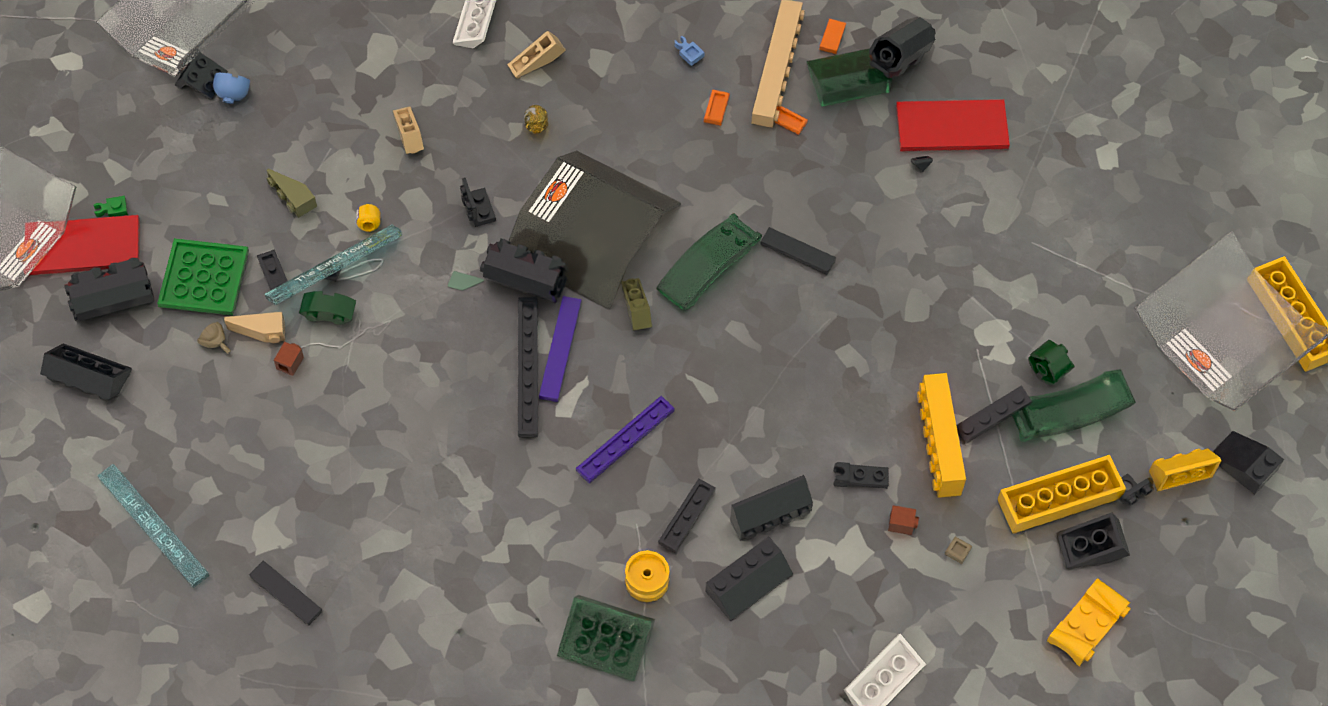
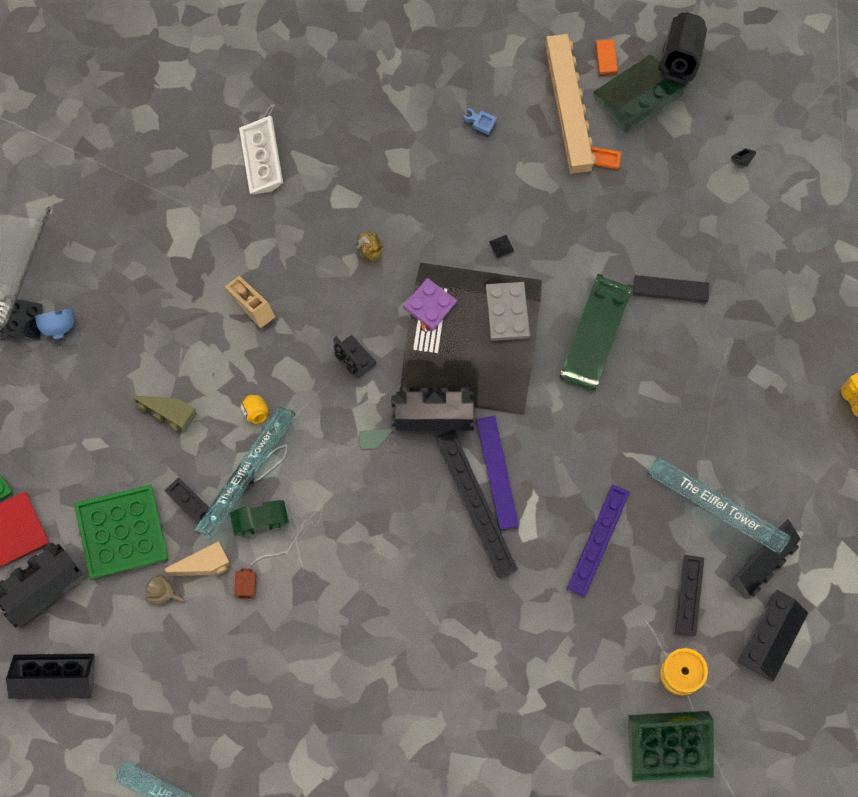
camera: 25 degrees left, 10 degrees up
(538, 54) = (338, 178): tan slope -> none
(561, 178) = (430, 304): none -> medium lavender plate
(628, 208) = (507, 311): none -> light grey plate
(636, 304) = (550, 401): olive slope -> none
(657, 162) = (501, 246): none -> black slope
(716, 107) = (531, 169): orange tile -> none
(748, 444) = (719, 505): none -> clear light blue tile
(861, 475) = (827, 492): black plate -> none
(952, 125) = (754, 108): red tile -> none

